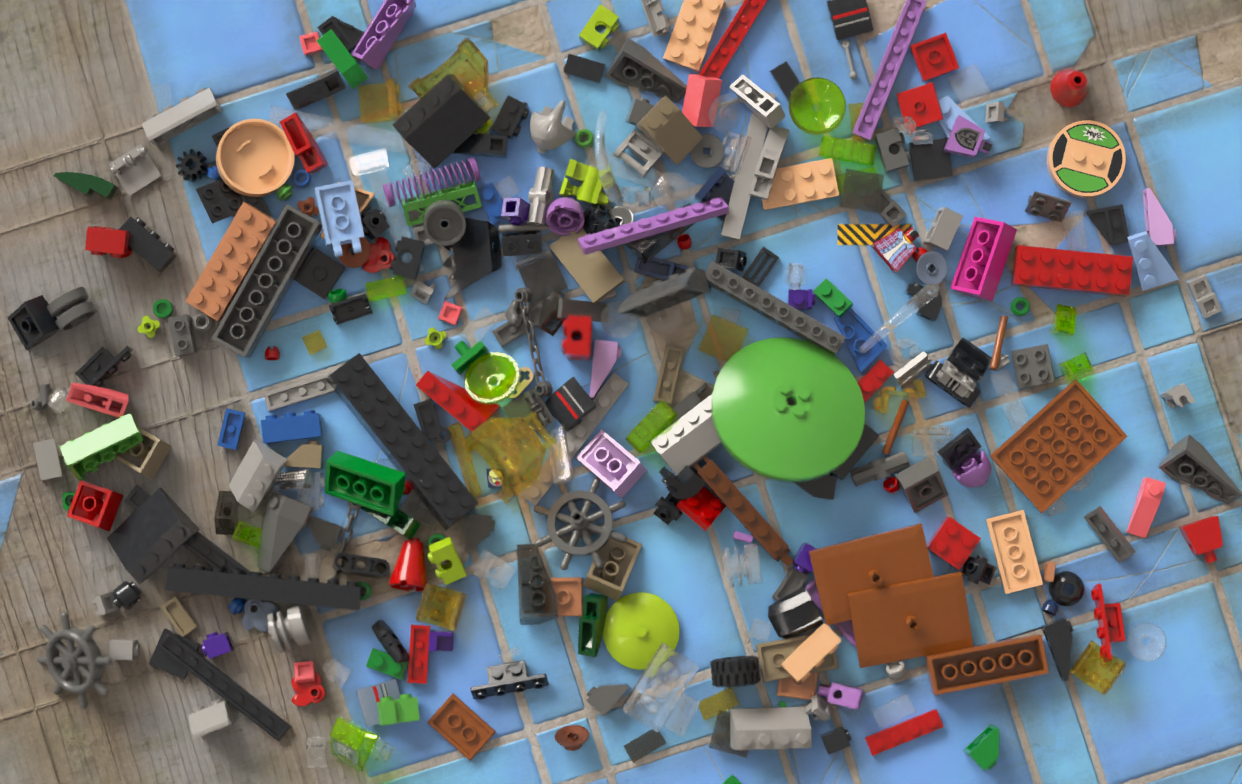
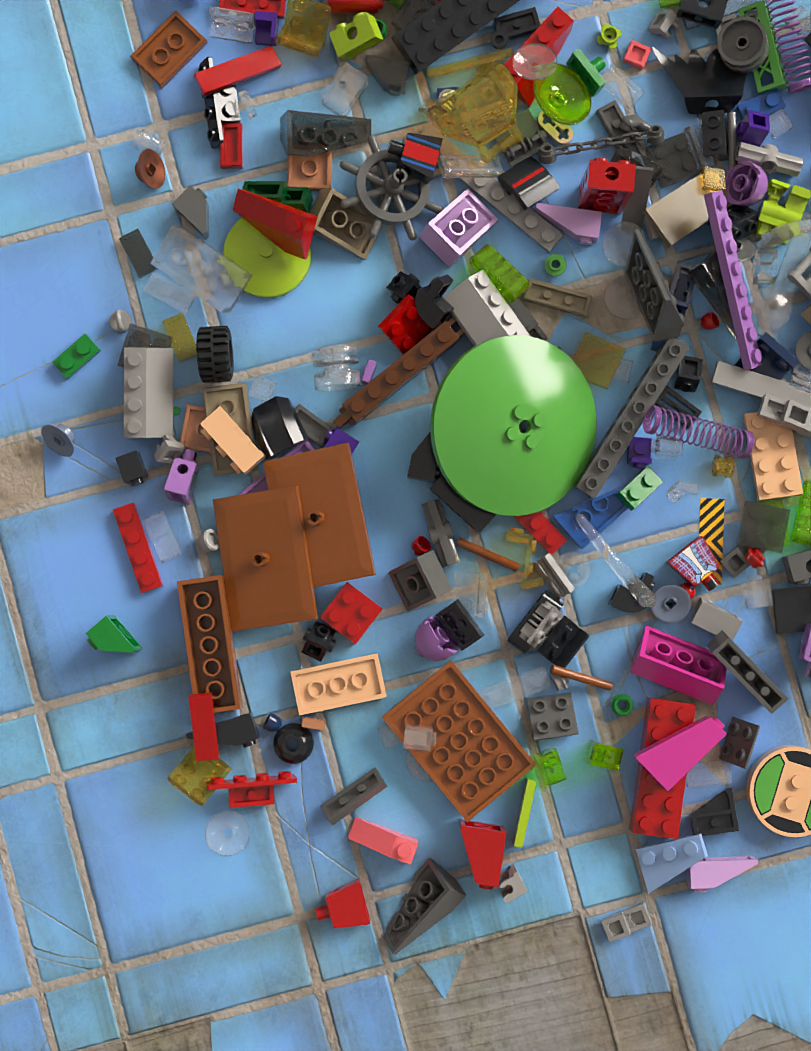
camera: 90 degrees right, 0 degrees up
(441, 671) = (231, 25): none -> clear bracket
(461, 403) = (535, 61): none -> clear dish
(482, 664) = (237, 70): none -> tile
(546, 741) = (144, 140): none -> clear cone
(550, 666) = (232, 148): none -> red tile
(553, 502) = (417, 155): none -> torso
(561, 243) = (713, 179): none -> clear yellow tile
(619, 617) = (280, 223): none -> red wedge
(646, 378) = (555, 271): none -> bright green plate
(706, 757) = (120, 321): none -> light grey tile
(783, 295) = (738, 440): none -> medium lavender piece
(810, 227) = (722, 466): none -> clear yellow wheel
(831, 263) = (680, 489): none -> clear arm
(889, 198) = (754, 557): none -> red plate
(918, 195) = (756, 592): none -> clear brick
(988, 202) = (747, 672): none -> dark grey brick
(1058, 480) = (419, 737): none -> clear brick
(1058, 665) = (203, 726): none -> red tile
(1059, 257) = (680, 751): none -> dark pink slope
(1116, 387) = (524, 812): none -> lime tile
(1150, 420) = (485, 851): none -> red slope

